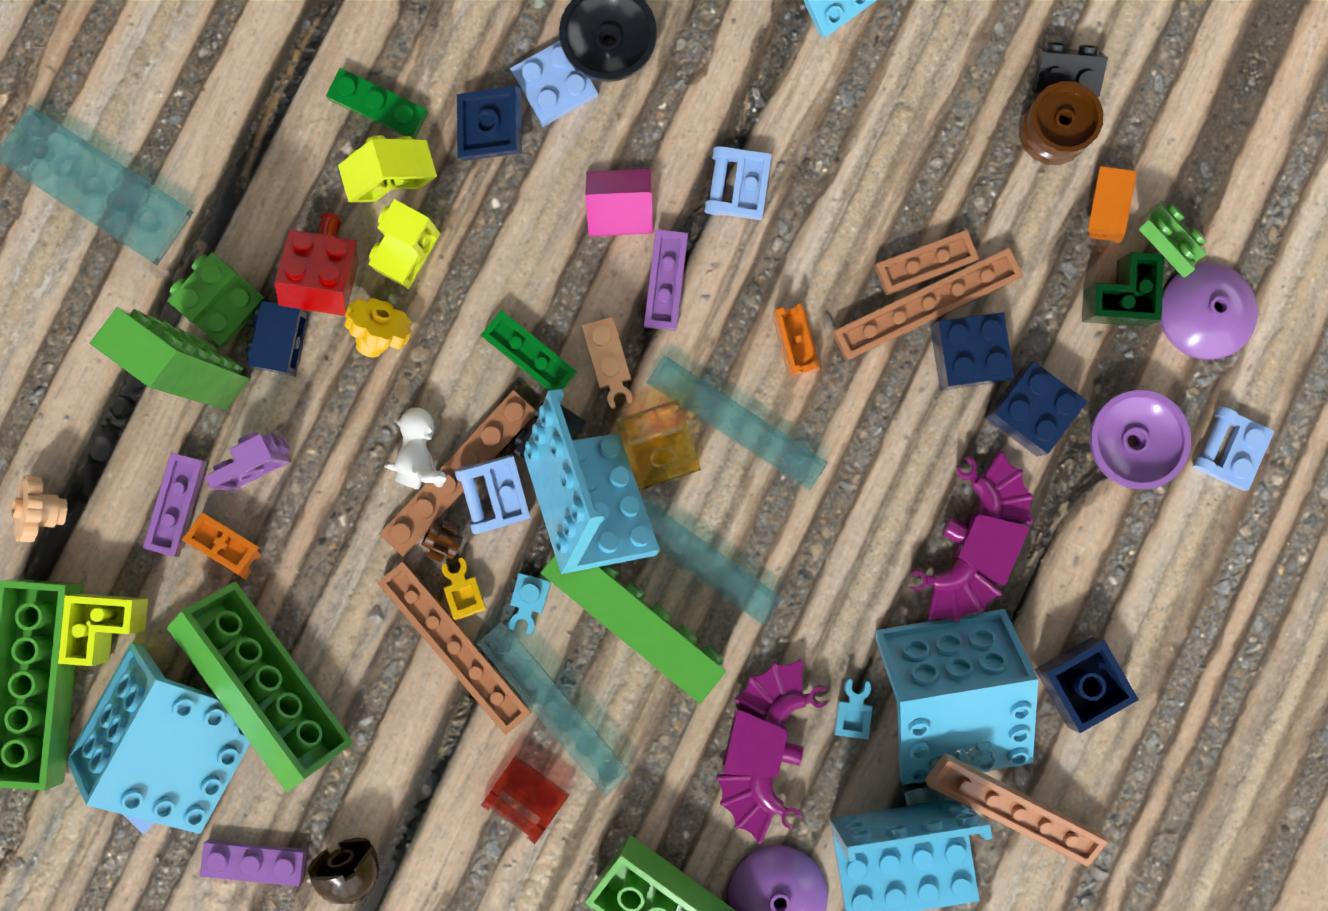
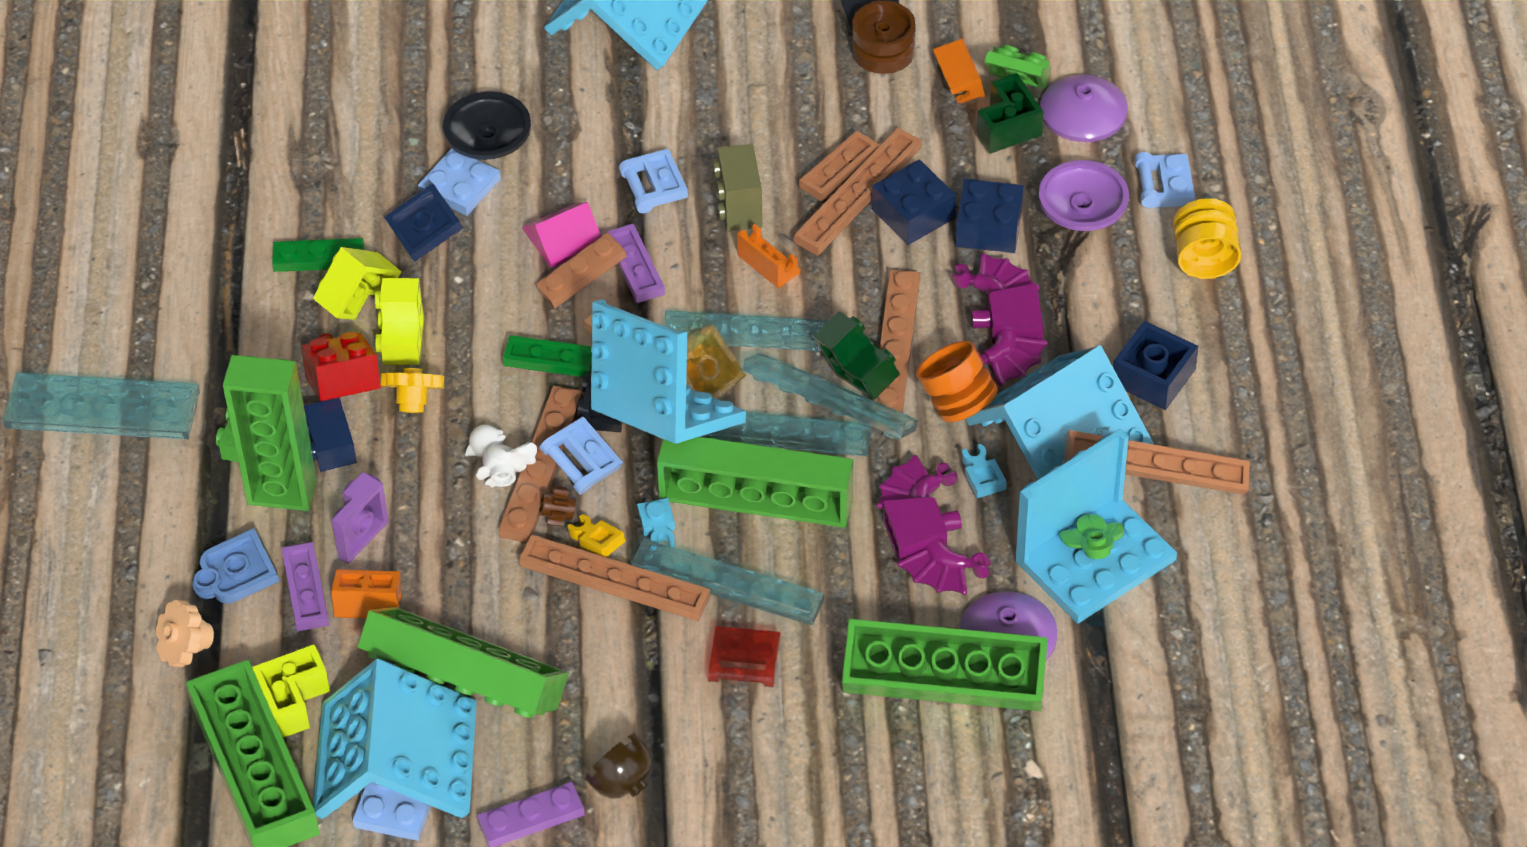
camera: 25 degrees left, 35 degrees down
(124, 449) = (234, 569): none -> medium blue plate
(609, 263) = (581, 270): none -> nougat plate
(760, 549) = (822, 392): none -> clear light blue plate
(805, 523) = (856, 356): none -> dark green brick
(811, 248) = (738, 187): none -> olive brick
(860, 510) = (898, 332): none -> nougat plate
(883, 613) = (957, 381): none -> orange wheel
(922, 856) = (1093, 536): none -> bright green plate
(1229, 559) = (1207, 238): none -> yellow wheel

